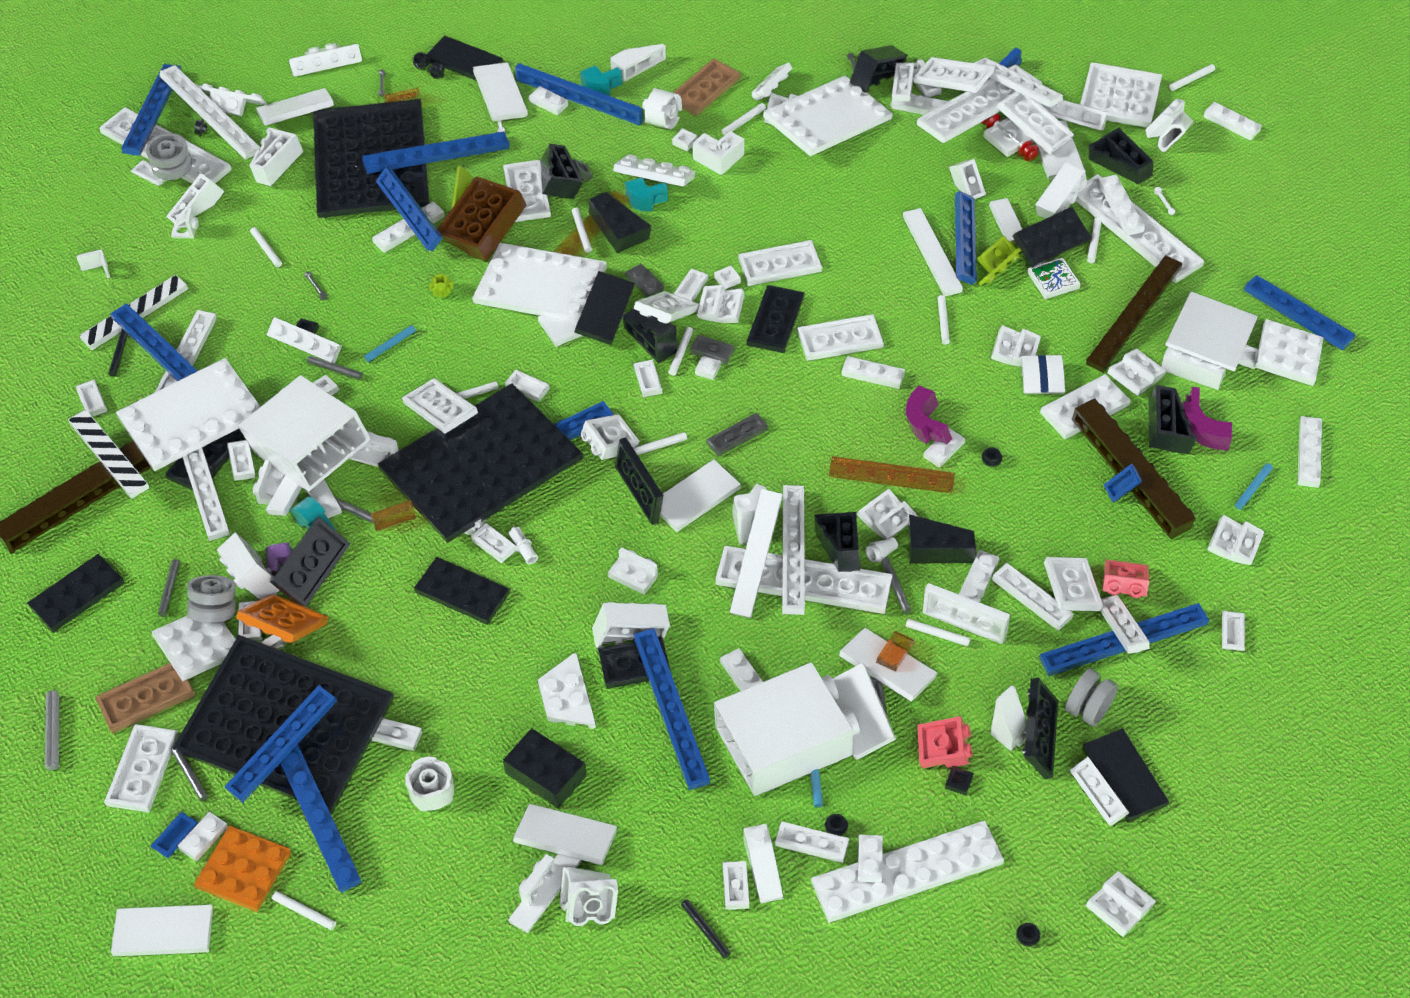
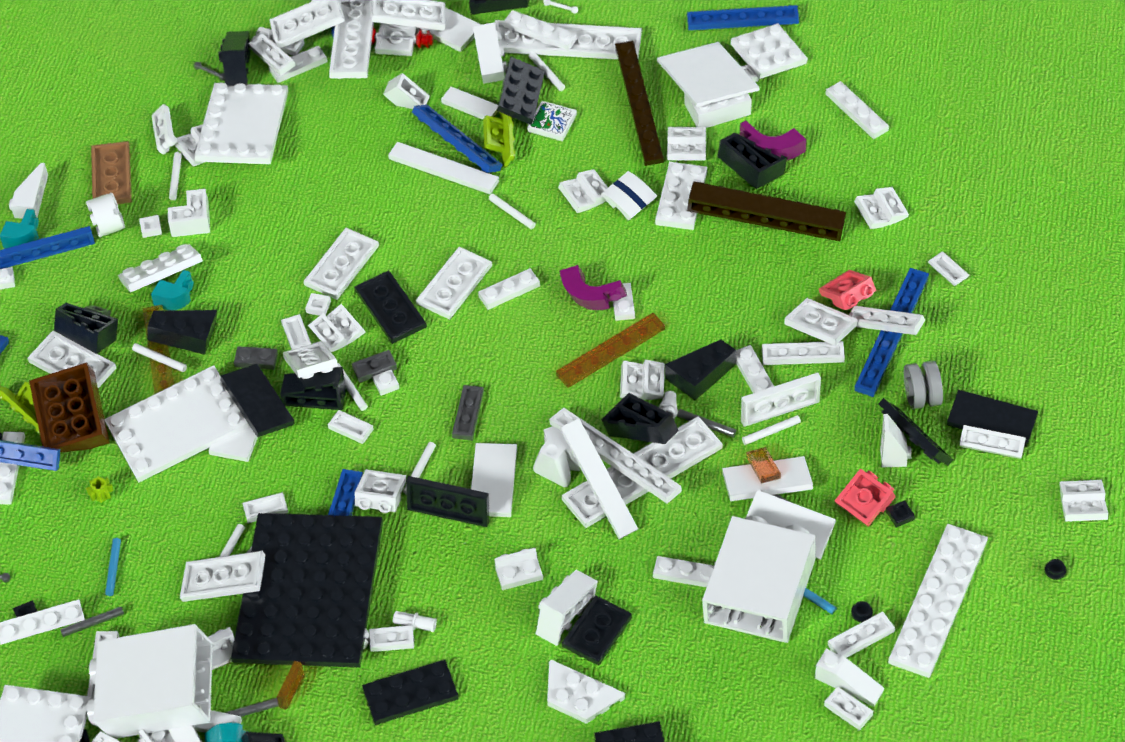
camera: 45 degrees left, 0 degrees up
(671, 709) = (665, 635): blue plate -> none
(870, 858) = (912, 610): white plate -> none
(992, 457) = (663, 281): black plate -> none
(1122, 483) = (774, 226): blue tile -> none
(1253, 486) = (850, 162): dark azure bar -> none

